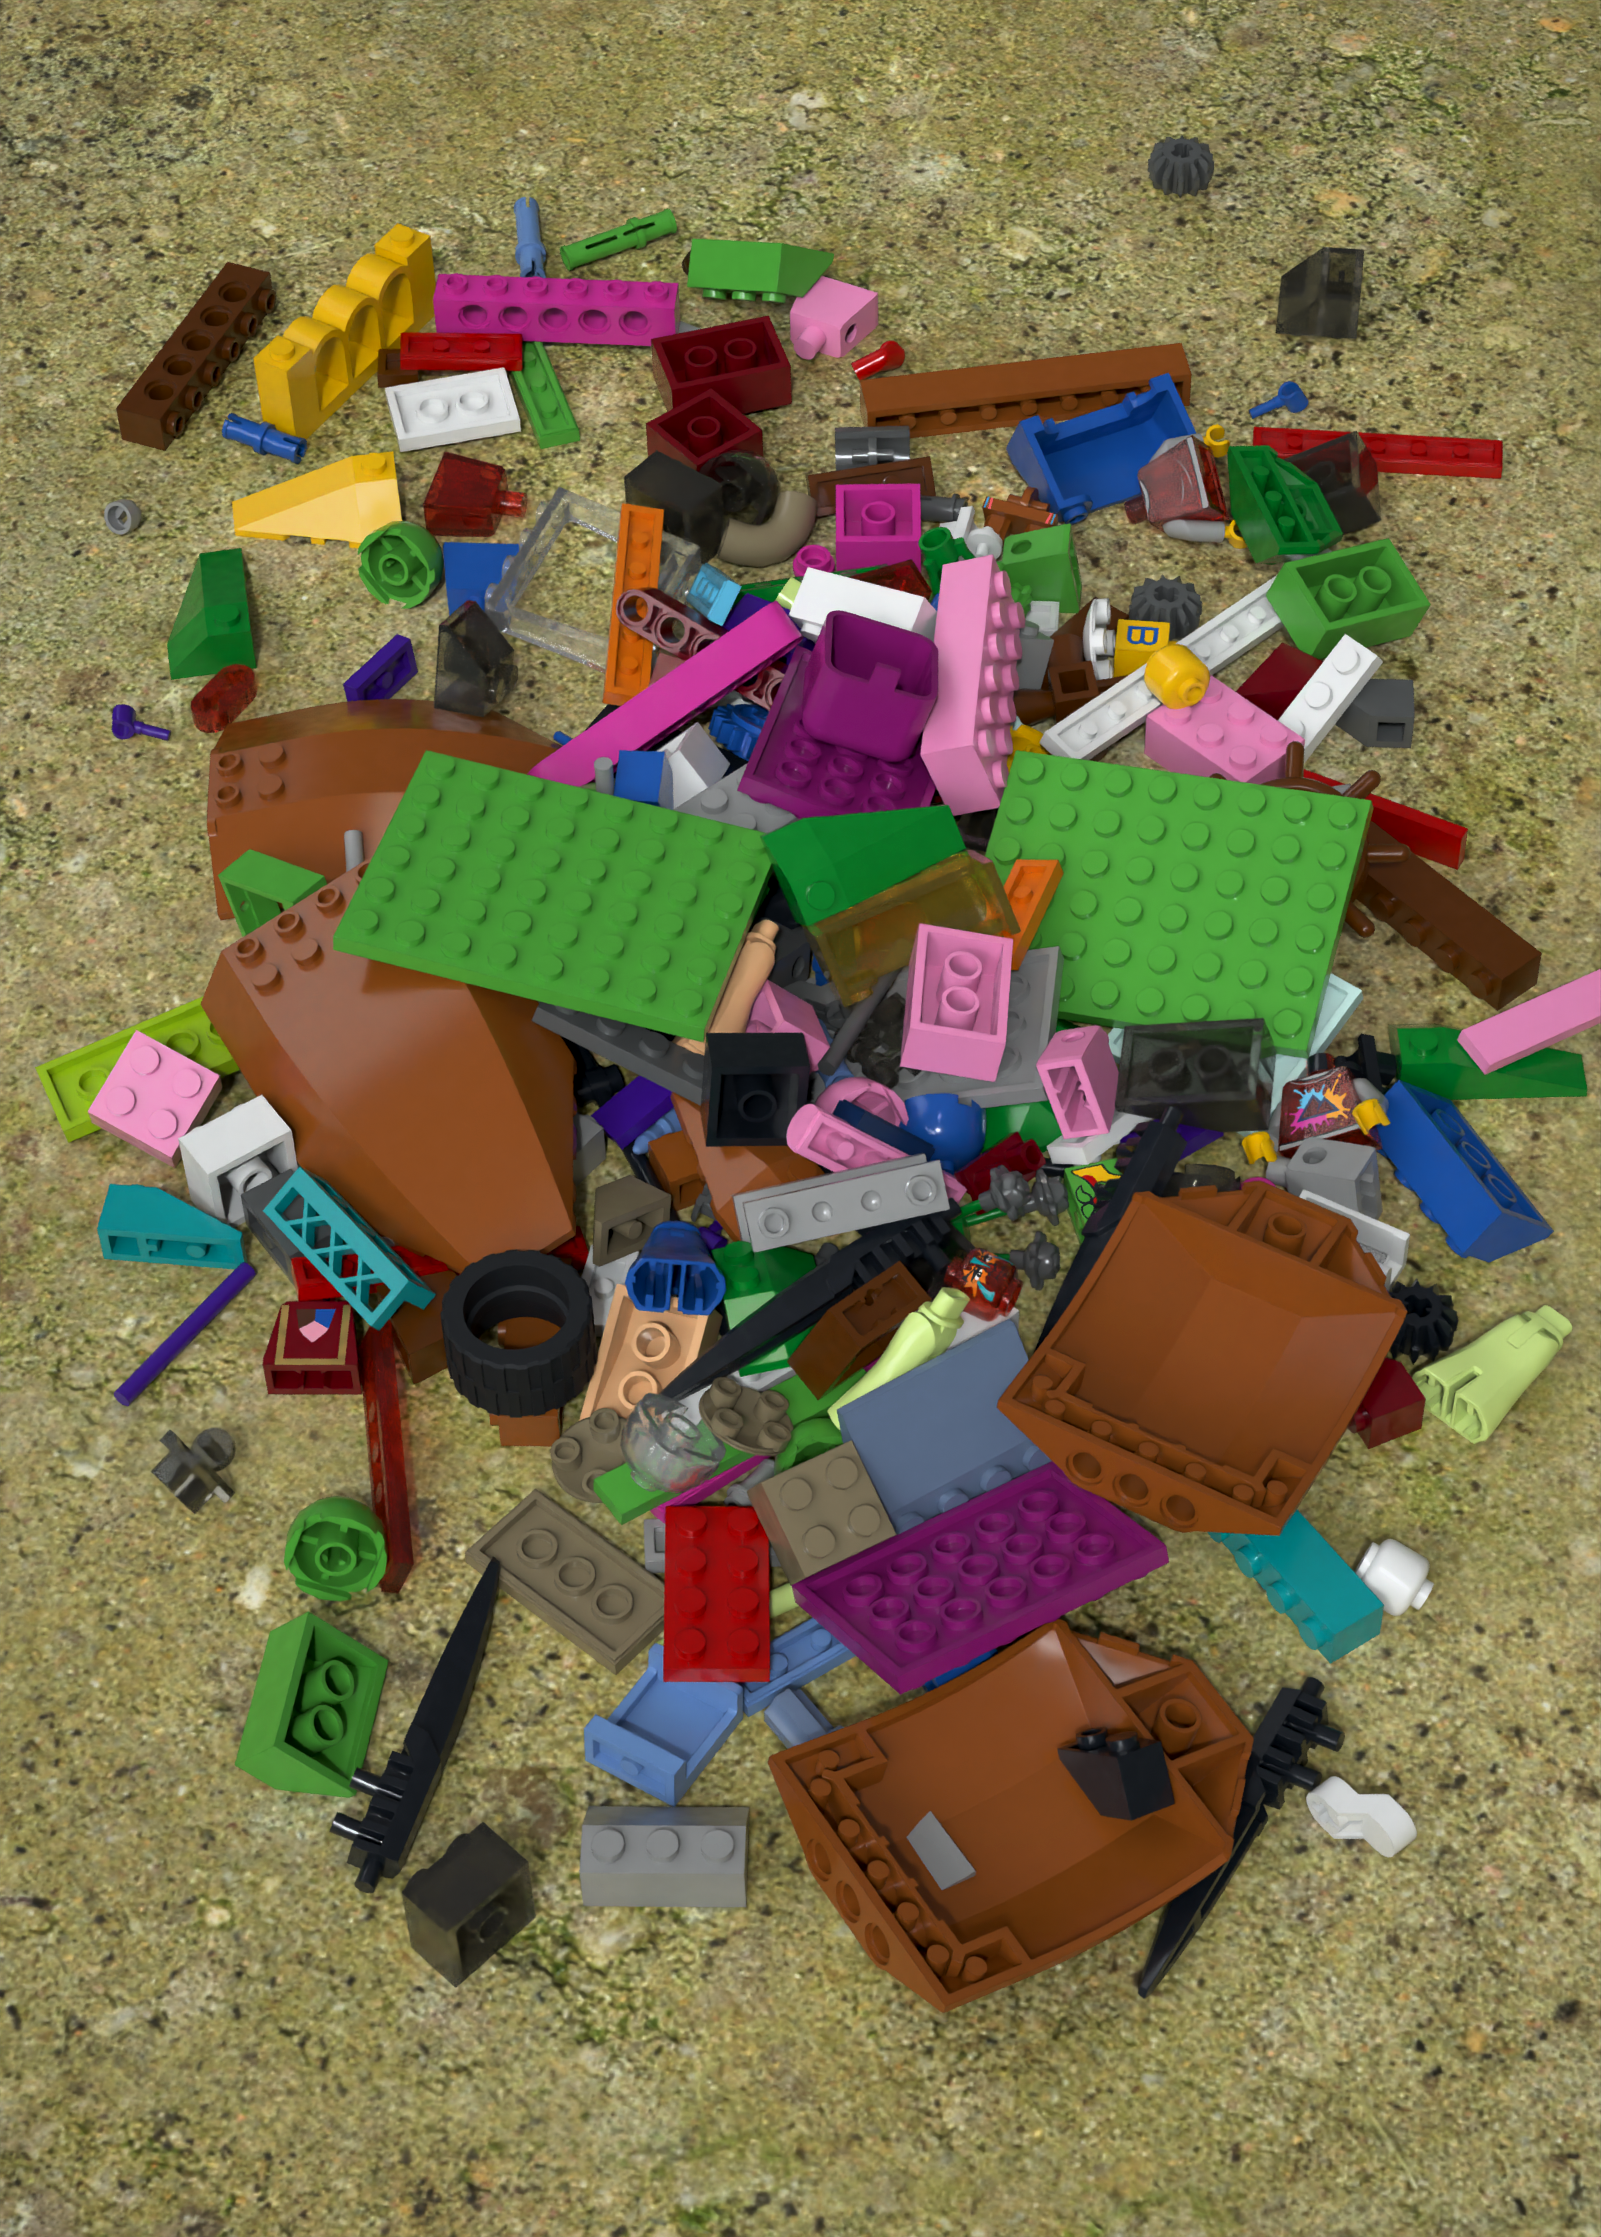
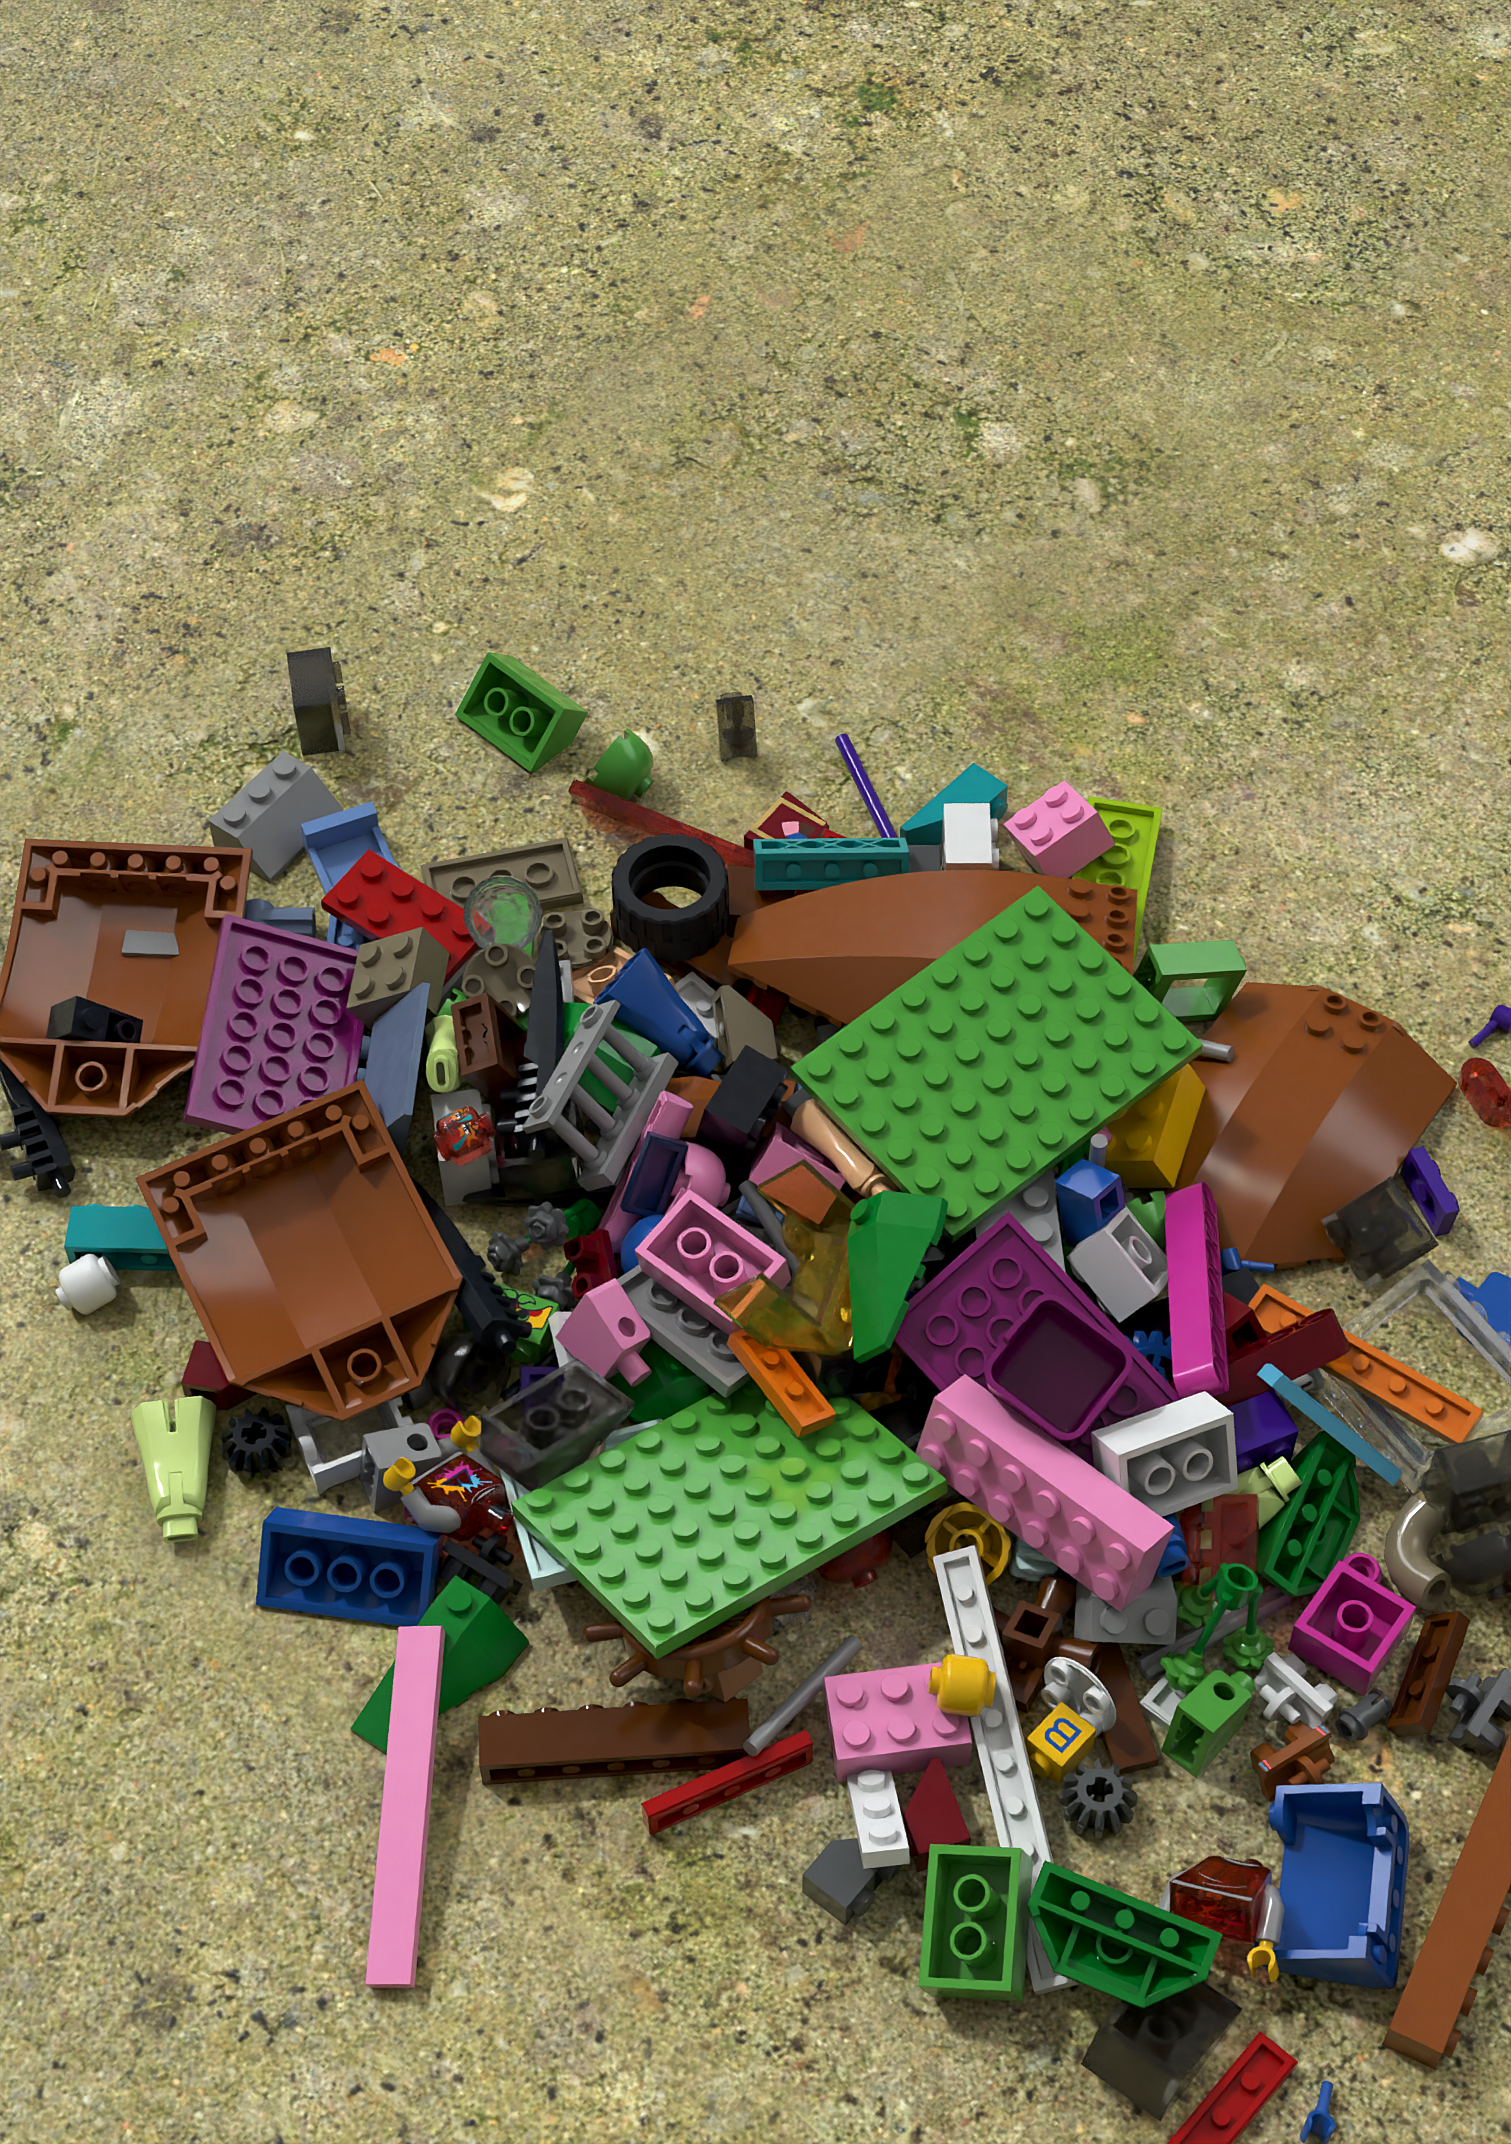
camera: 125 degrees right, 5 degrees up
(412, 1776) = (437, 737): black piece -> none

